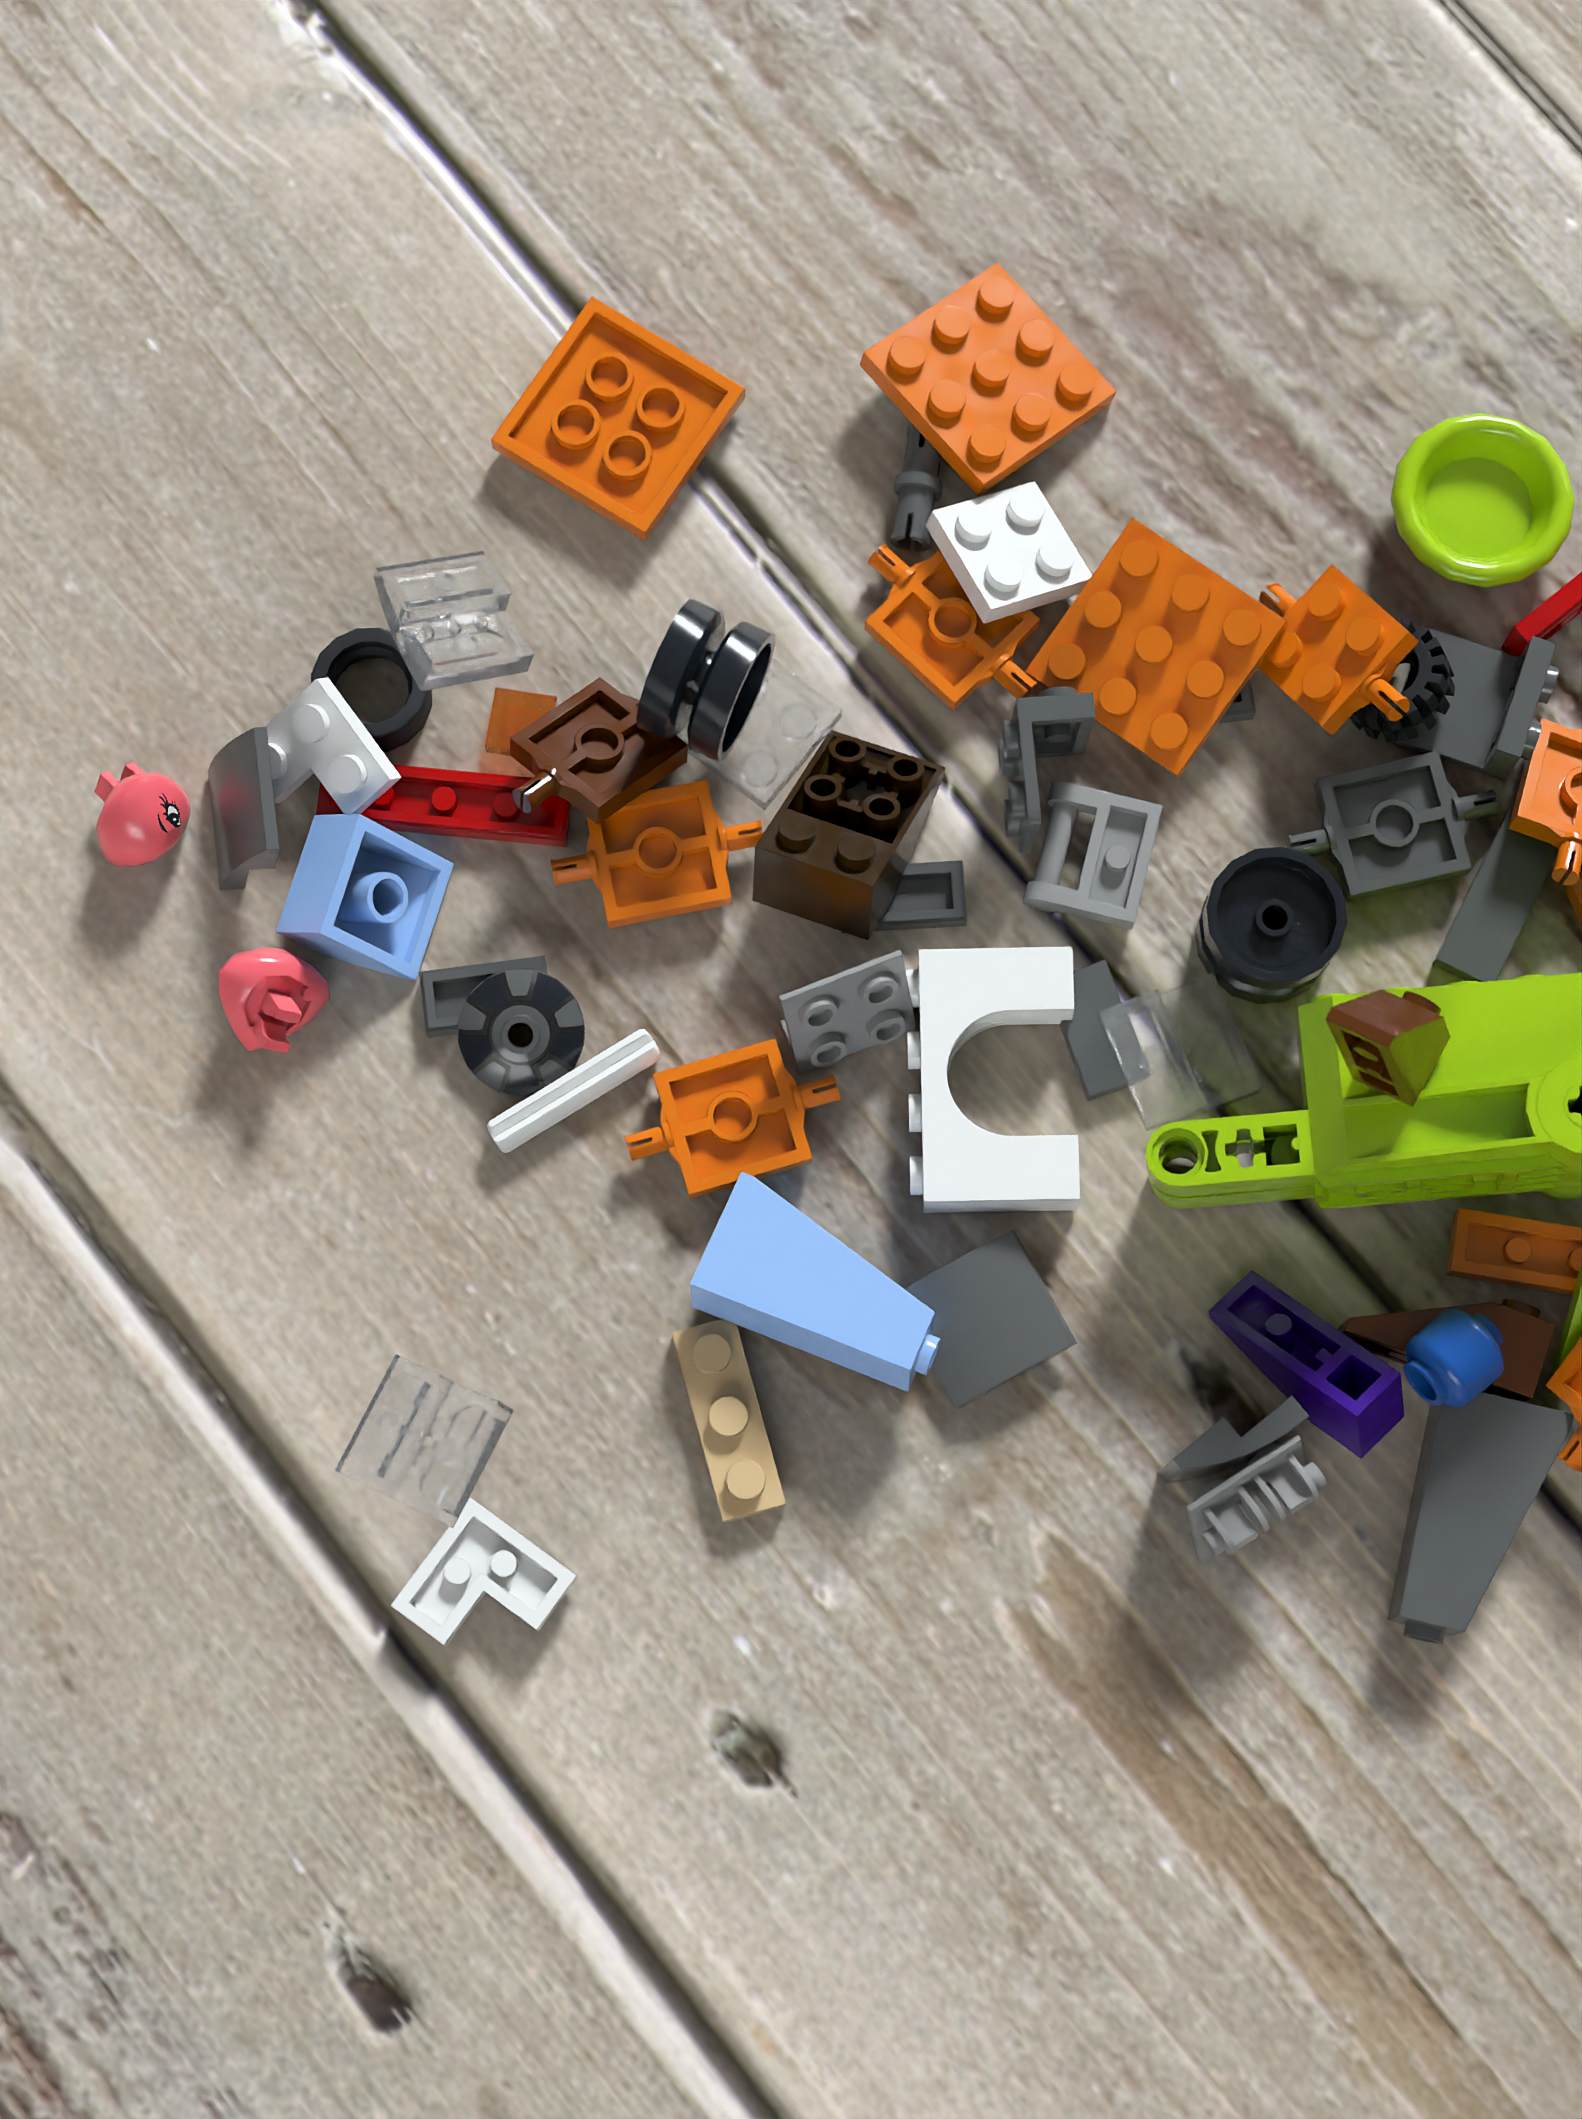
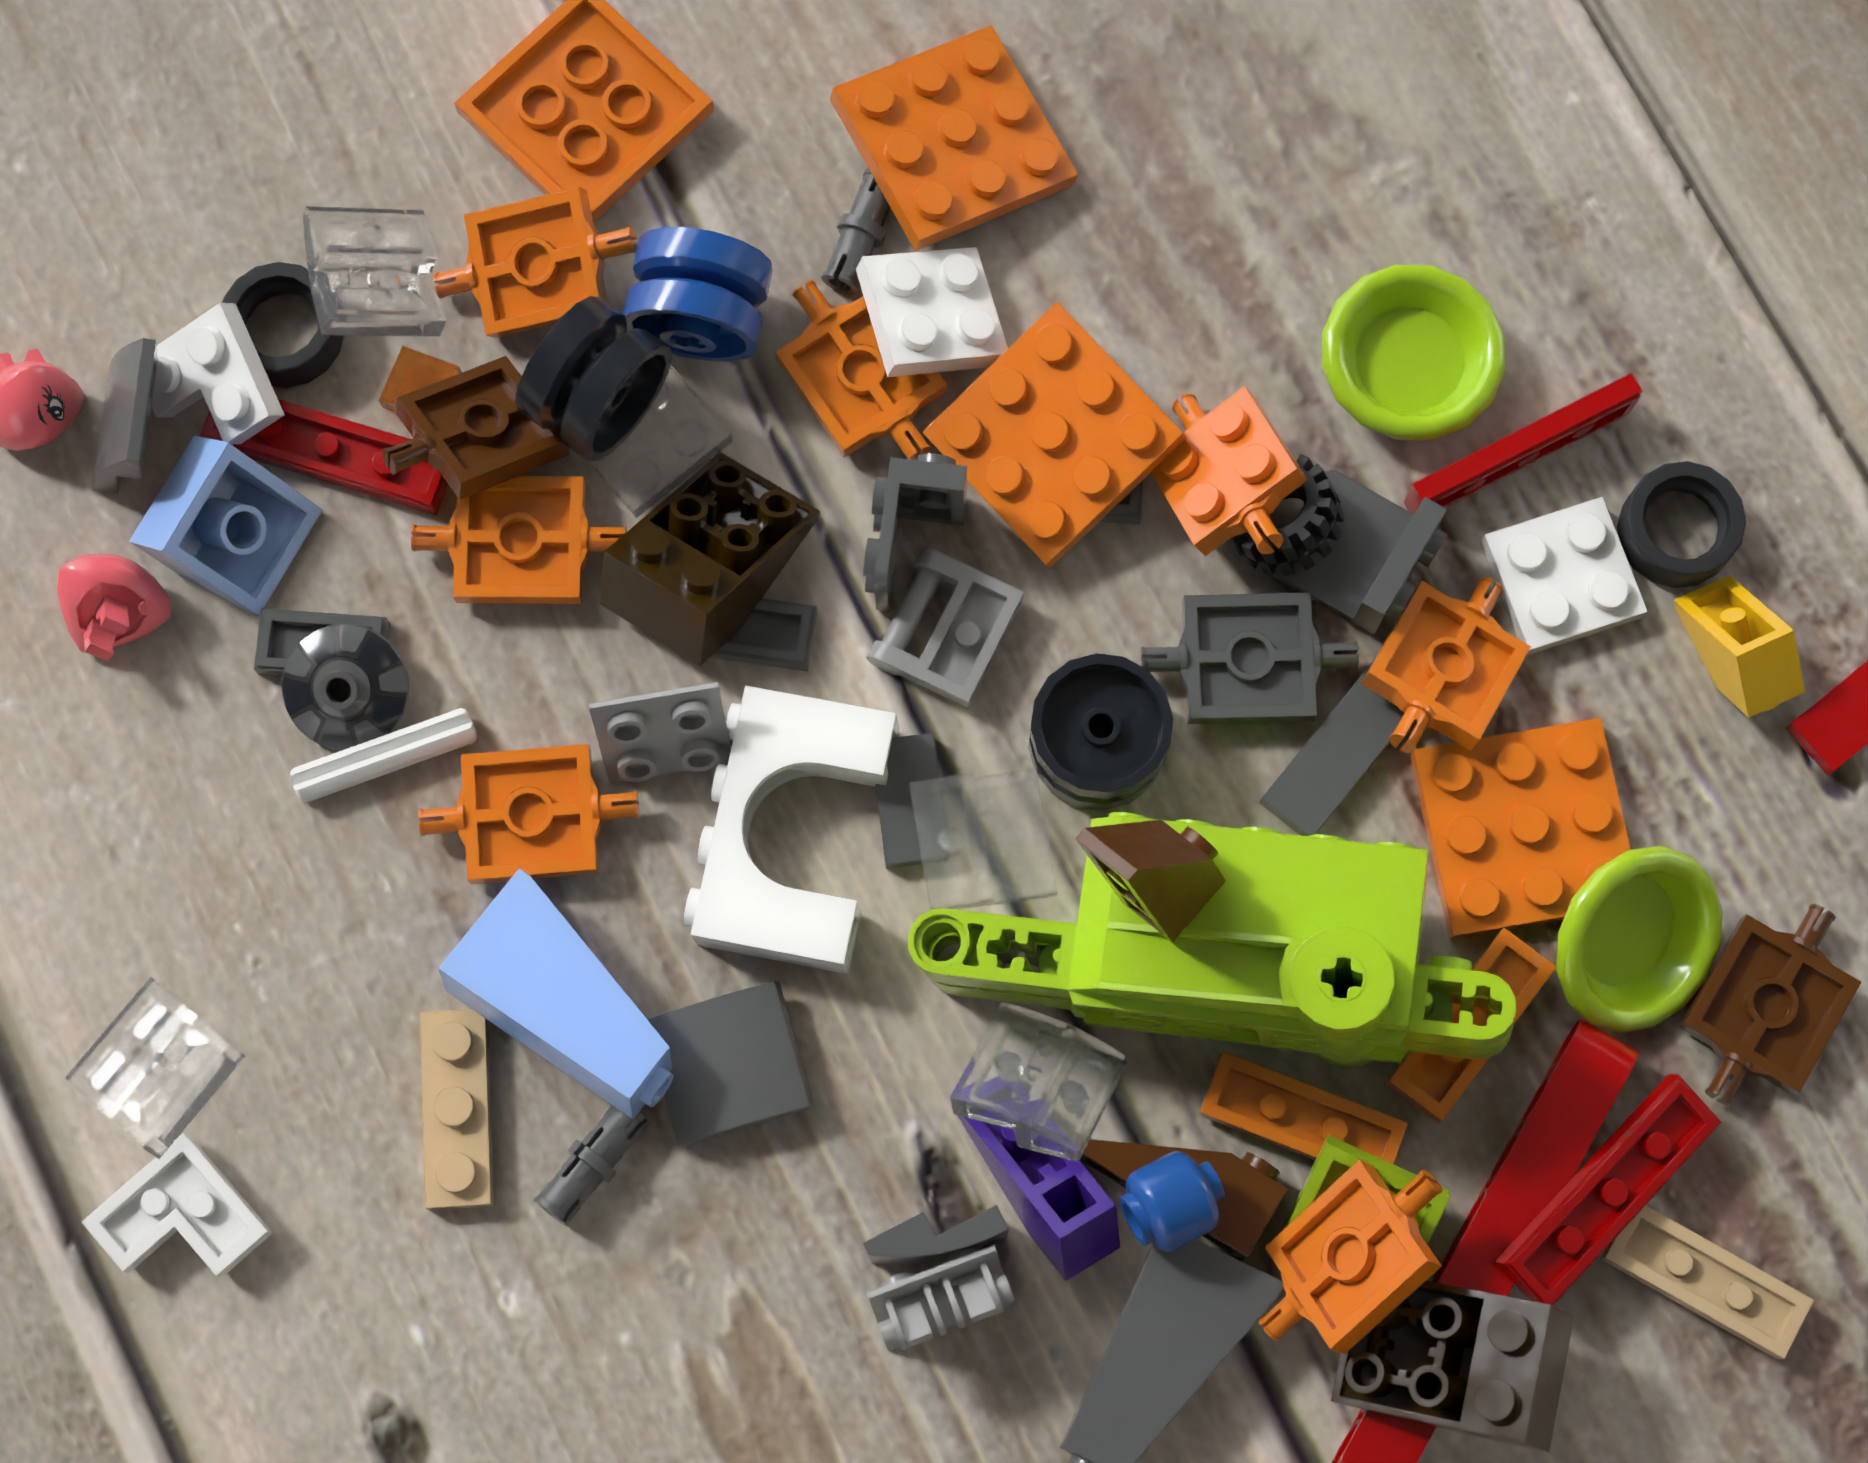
camera: 15 degrees right, 0 degrees up
(610, 579) = (534, 260): none -> orange plate
(783, 575) = (699, 292): none -> blue wheel
(873, 1444) = (590, 1164): none -> dark grey pin
(1292, 1272) = (1039, 1081): none -> clear slope

